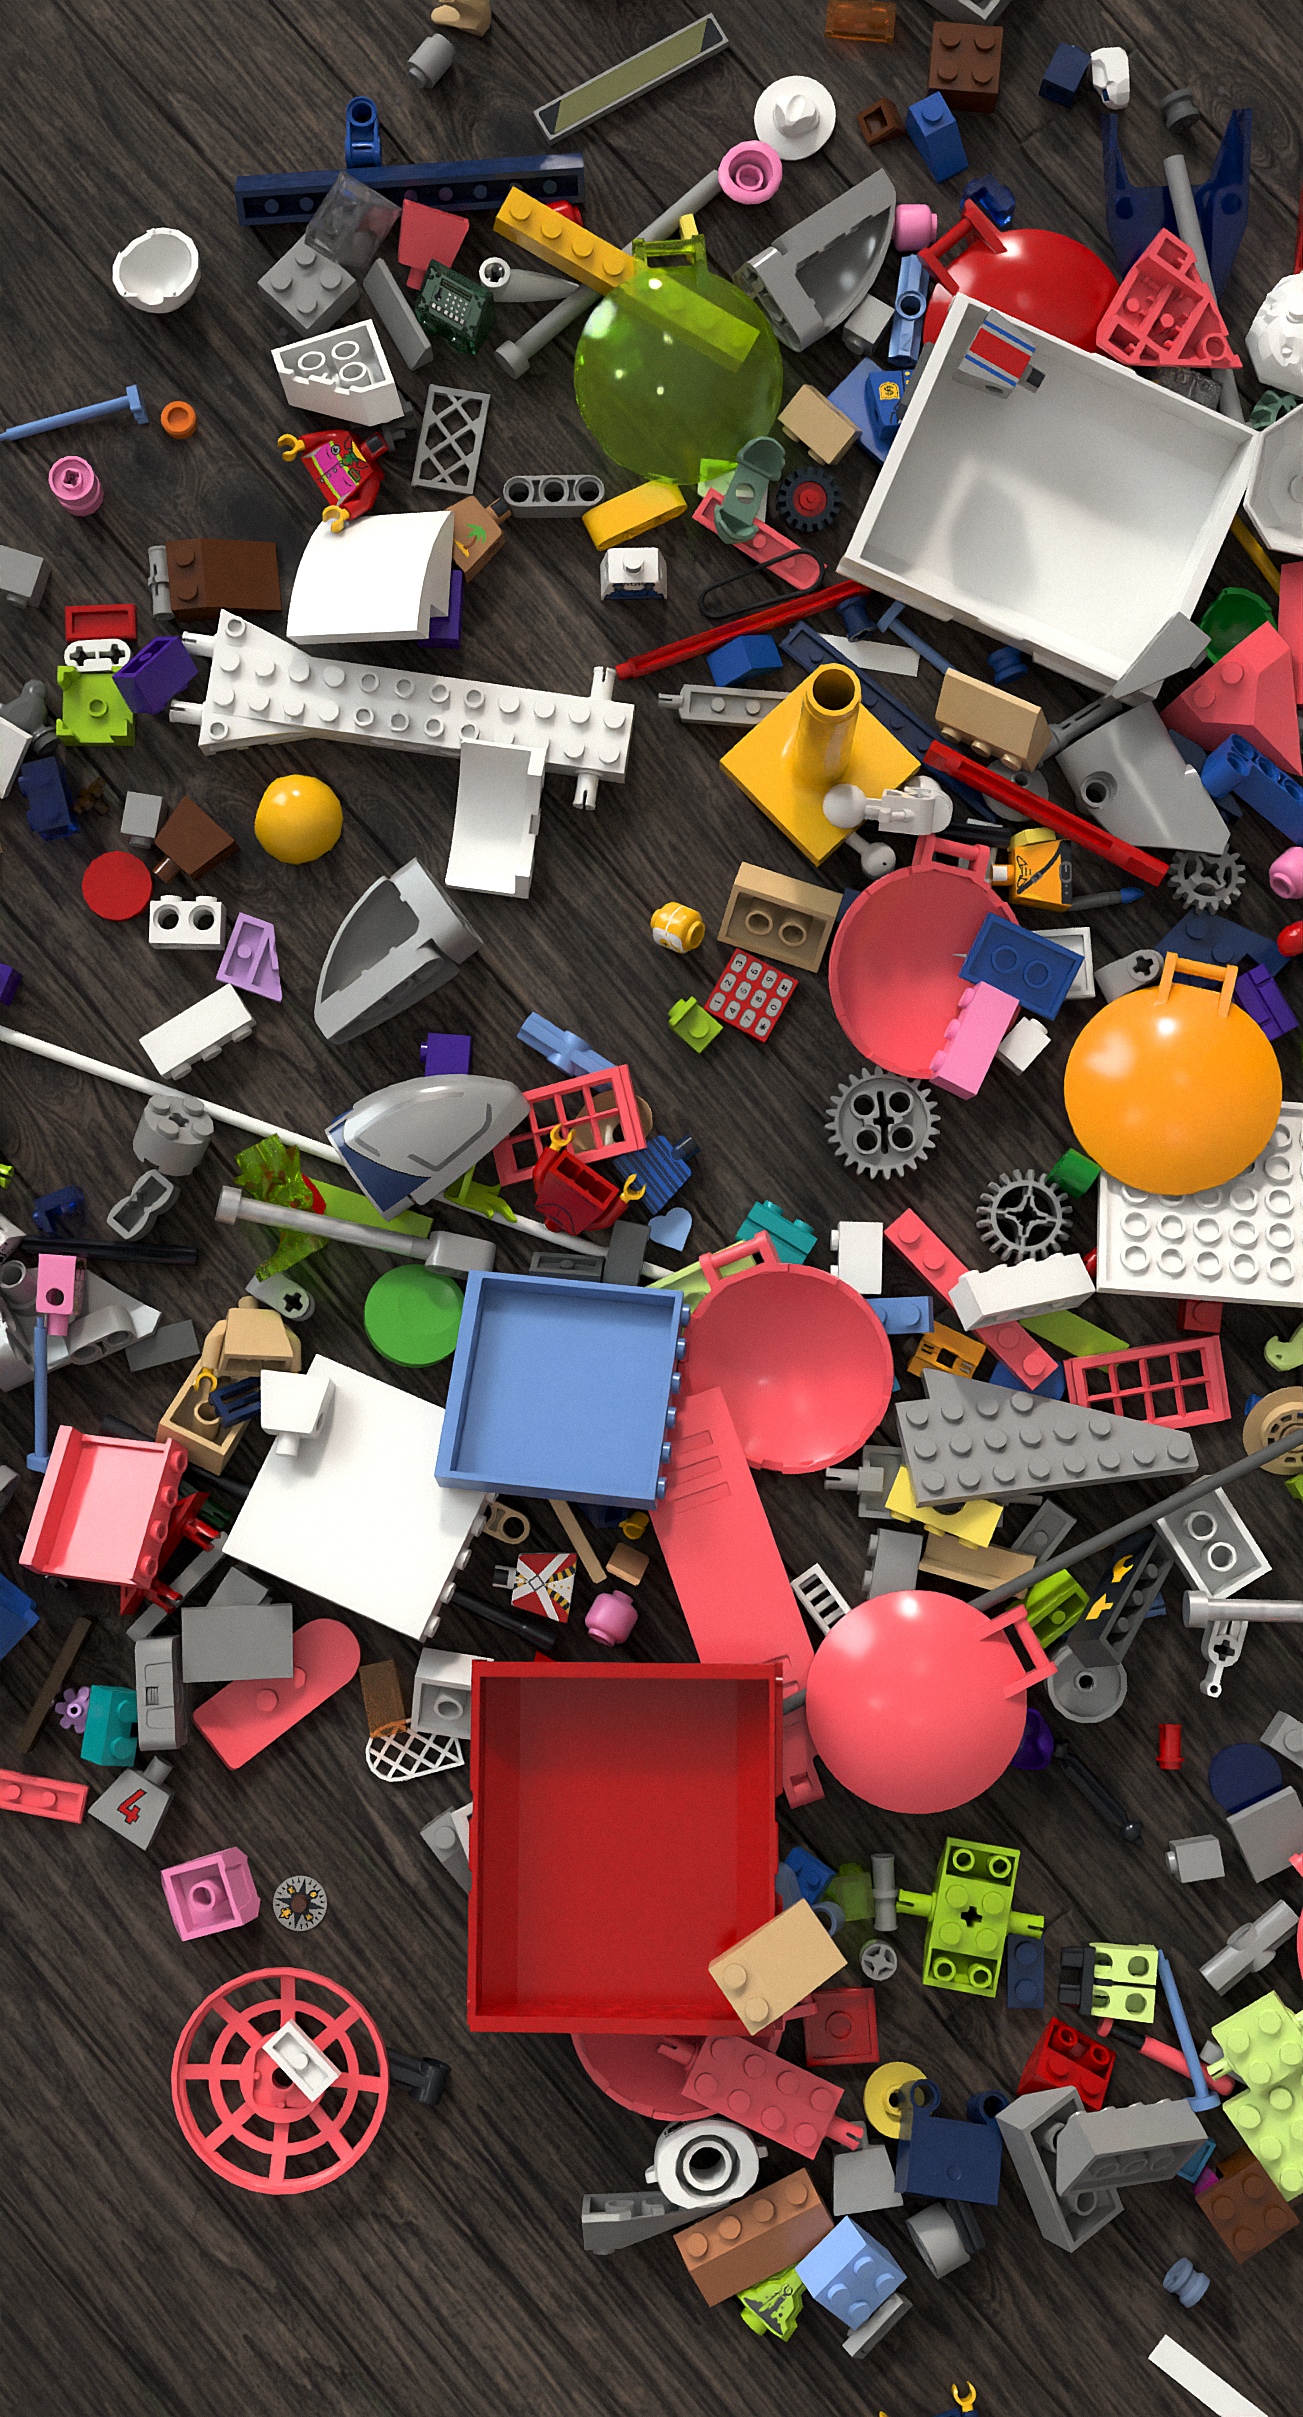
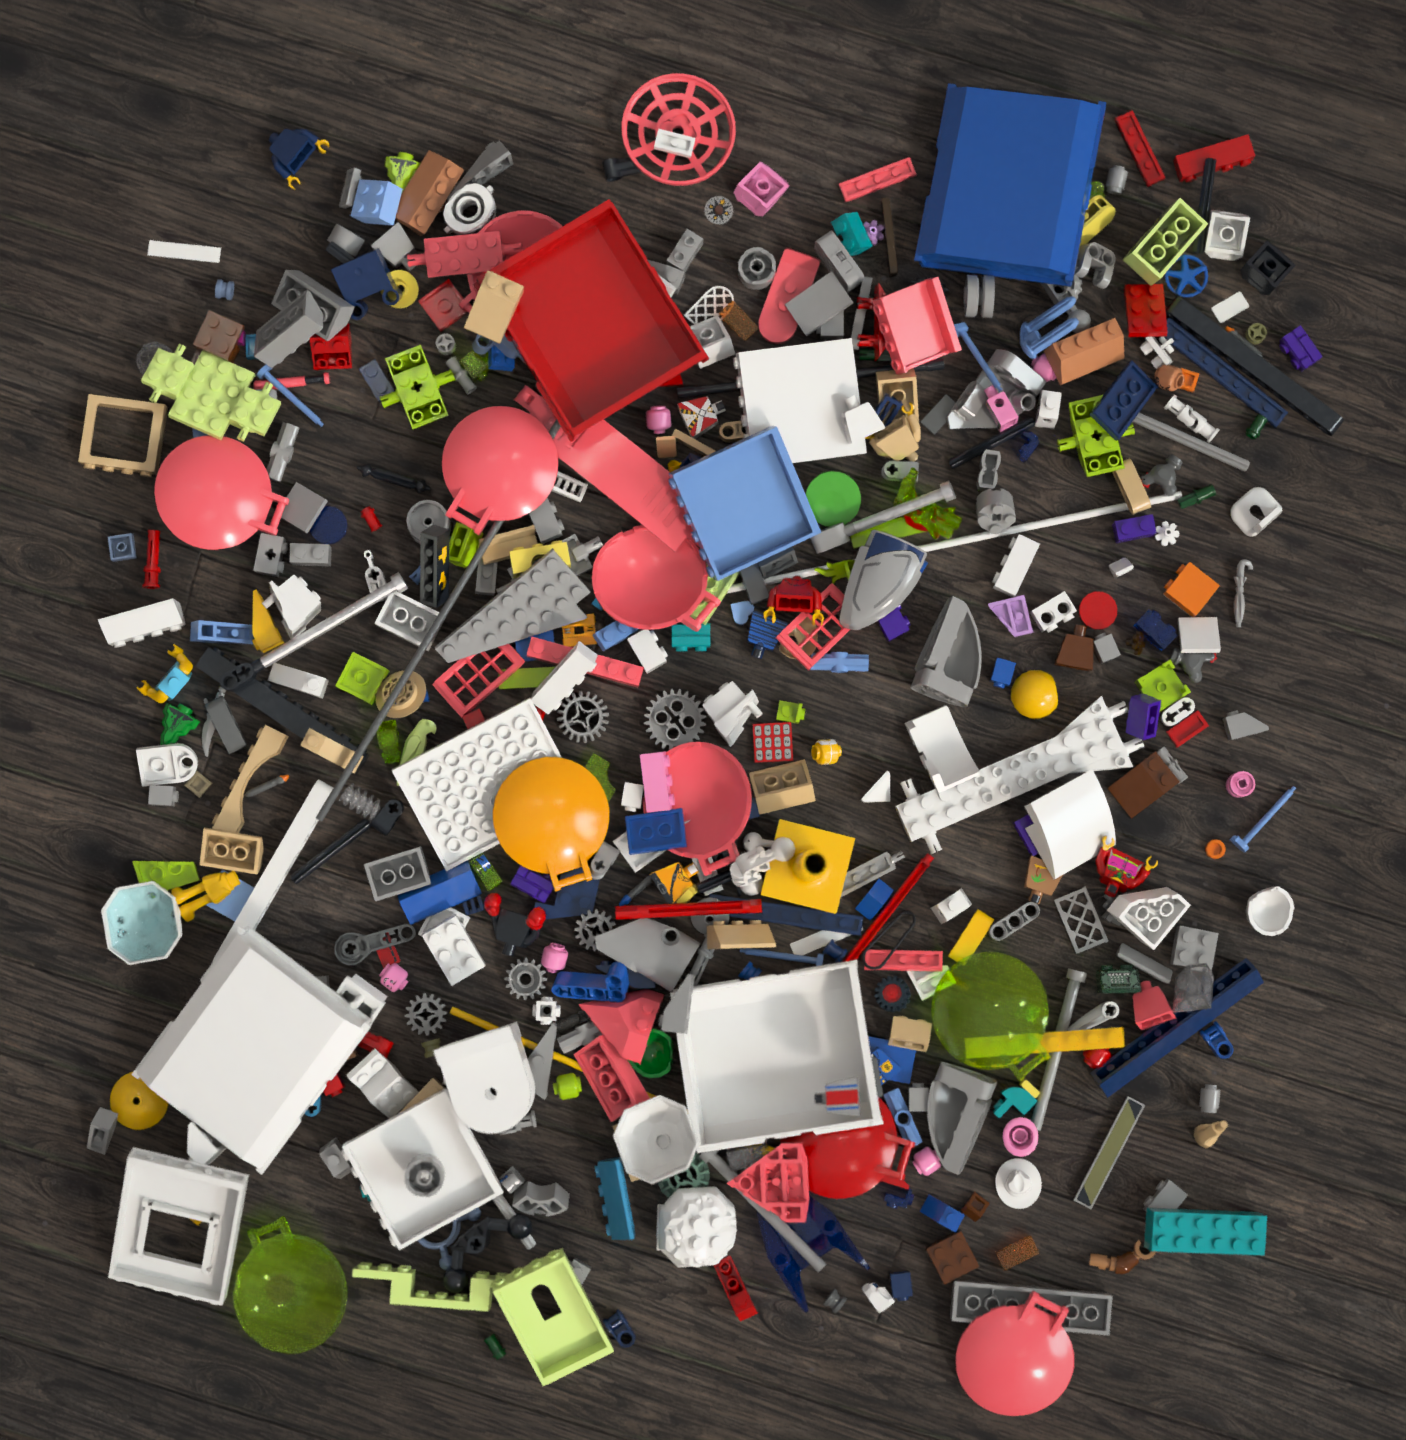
camera: 150 degrees right, 0 degrees up
(38, 929) = (1120, 567): none -> white slope
(137, 1802) = (819, 208): light grey torso -> none
(281, 1773) = (756, 257): none -> light grey brick
(327, 880) = (1002, 673): none -> blue brick
(397, 1868) = (685, 251): none -> light grey brick
(634, 819) = (880, 791): none -> white slope
(726, 240) = (1015, 1096): none -> teal brick
(757, 465) = (926, 990): sand green piece -> none
(790, 1080) = (730, 710): none -> white piece
(1036, 1743) = (434, 481): dark purple helmet -> none
(1050, 1121) = (599, 769): none -> clear neon green tile
(1074, 1173) = (572, 749): green beam -> none
(1111, 1980) = (335, 399): yellowish green hips -> none
(1195, 1858) = (330, 475): light grey brick -> none

